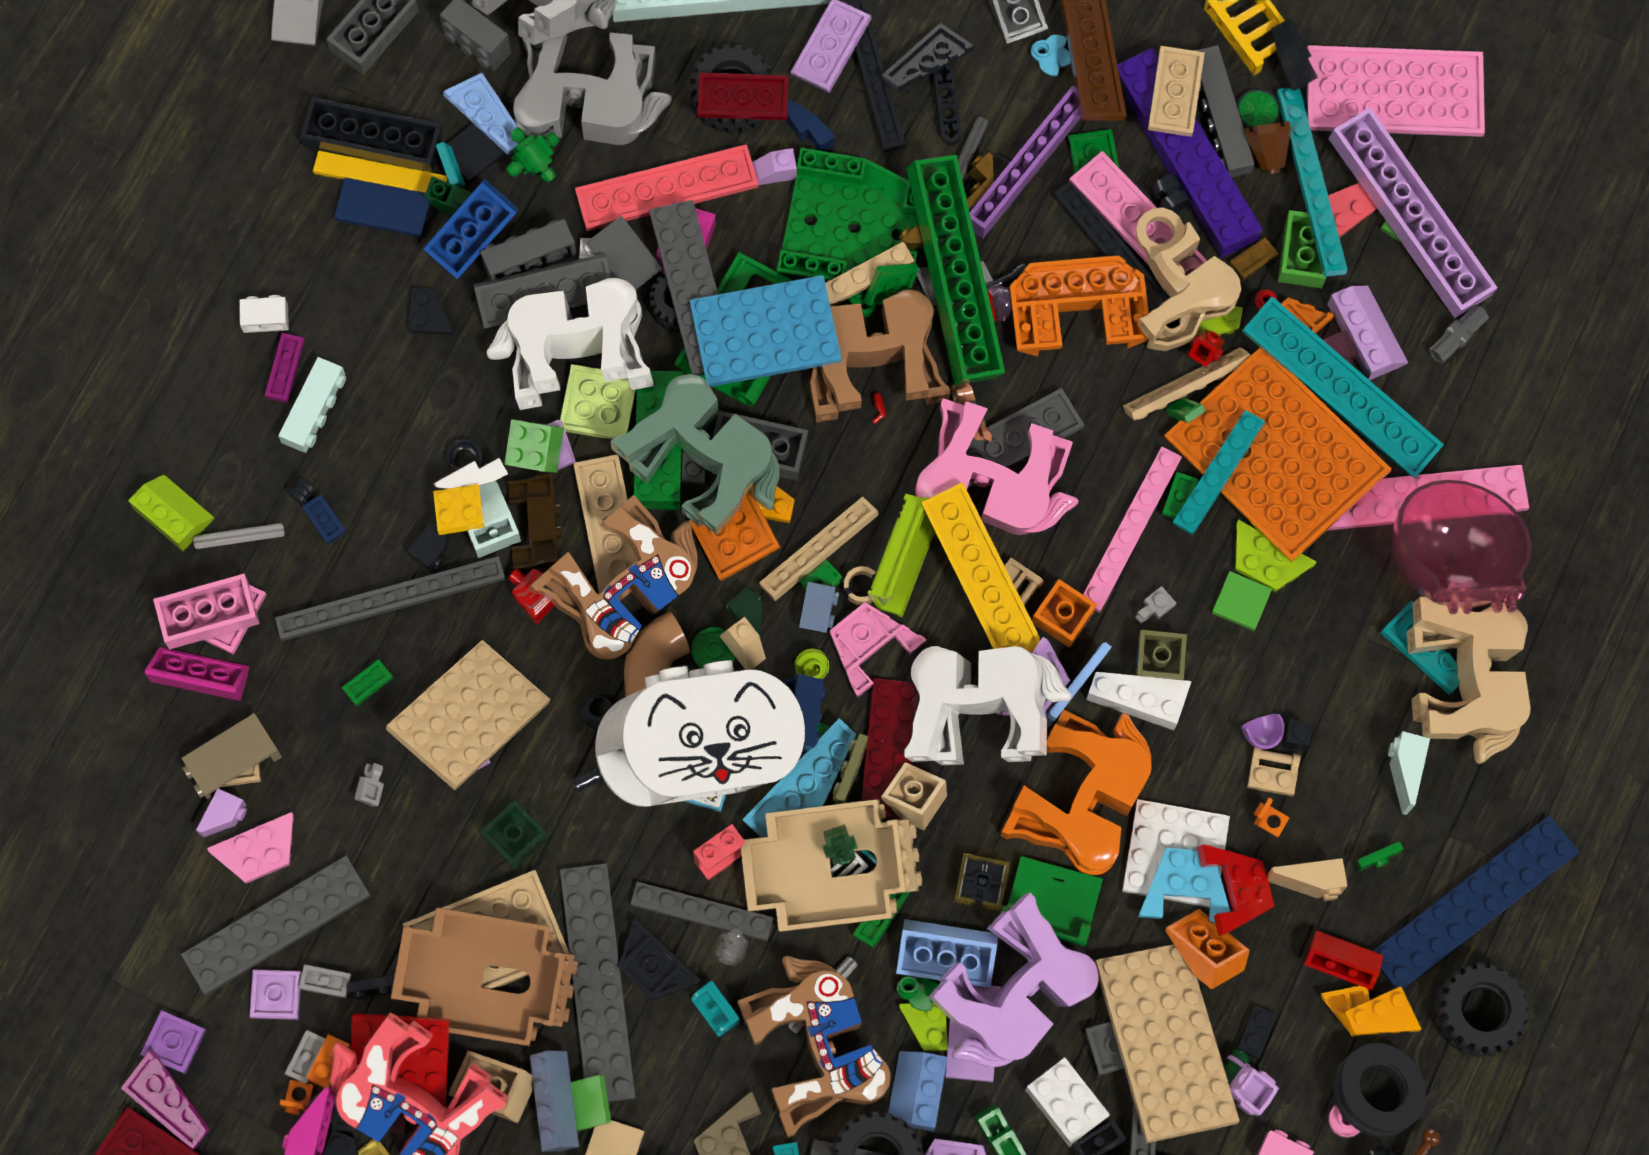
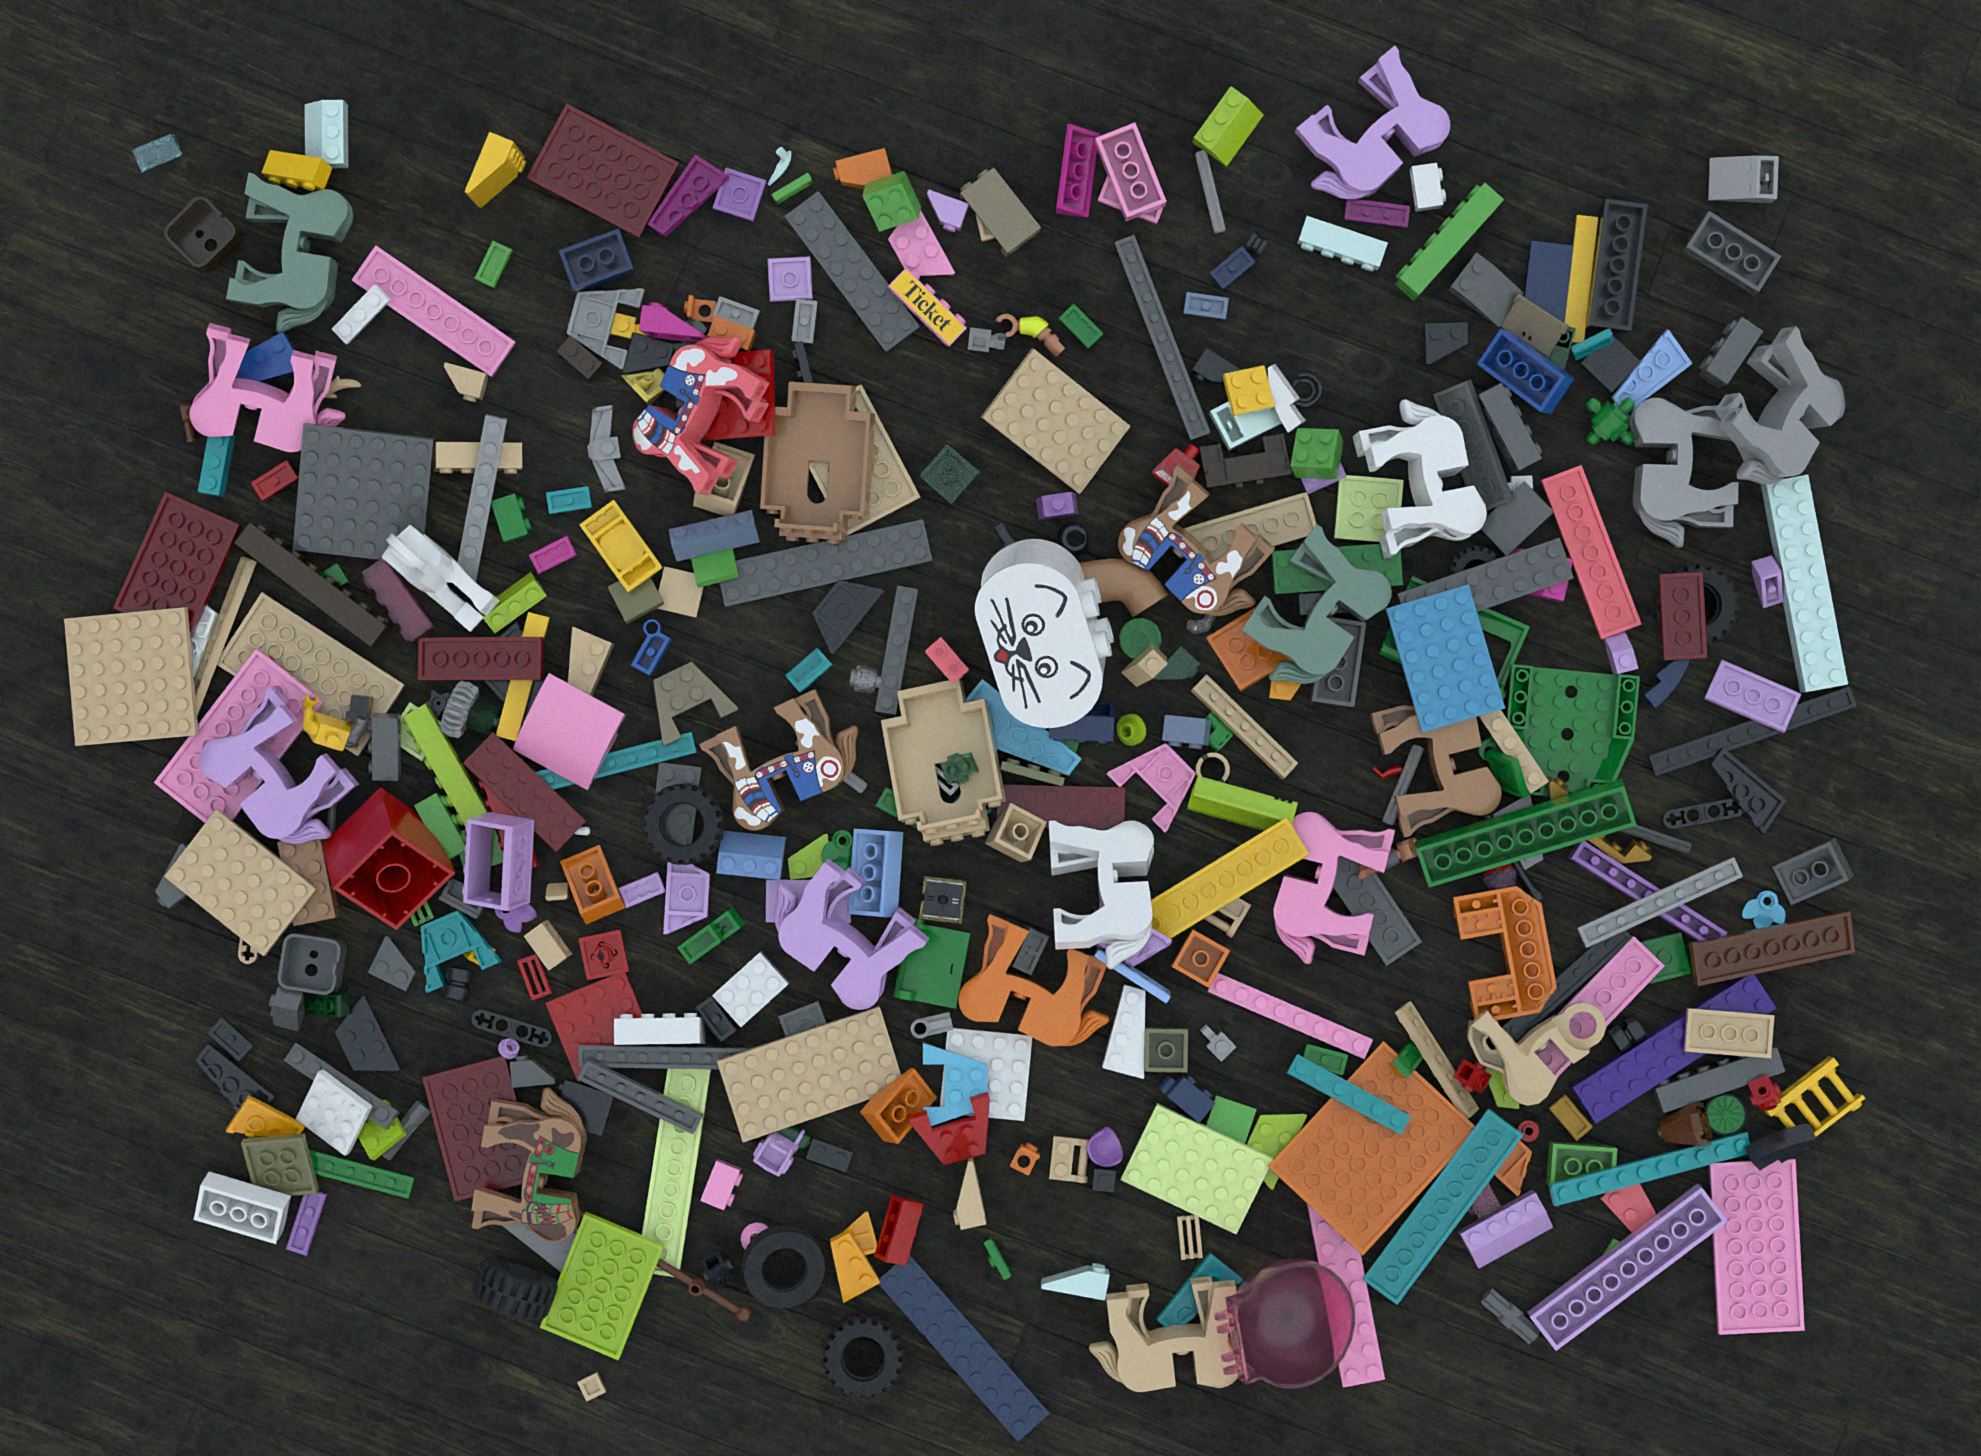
camera: 90 degrees right, 15 degrees up
(147, 992) = (782, 165): none -> light aqua bar
(167, 898) = (862, 168): none -> orange slope
(174, 982) = (792, 188): none -> bright green tile
(203, 869) = (891, 201): none -> bright green brick
(228, 365) = (1370, 163): none -> lavender animal
(324, 295) = (1452, 236): none -> bright green brick
(326, 843) = (927, 307): none -> yellow brick
(361, 550) = (1206, 306): none -> sand blue plate
(362, 731) = (1034, 327): none -> piece
(379, 266) = (1485, 290): none -> dark grey slope
(425, 214) = (1540, 327): none -> dark tan door
(561, 723) = (1057, 506): none -> medium lavender torso
(706, 584) = (1201, 625): none -> clear arm
(713, 20) = (1768, 581): none -> lavender slope
(893, 393) = (1403, 782): none -> light grey axle
(1037, 146) = (1659, 902): none -> light grey plate
(1046, 789) = (1030, 951): none -> dark grey hinge
(1119, 905) = (934, 1024): none -> light grey piece
(1211, 640) = (1187, 1095): none -> dark blue hinge
(1232, 65) = (1765, 1093): none -> red brick
(1290, 638) = (1196, 1168): none -> yellowish green plate
(1363, 661) = (1191, 1255): none -> tan tile

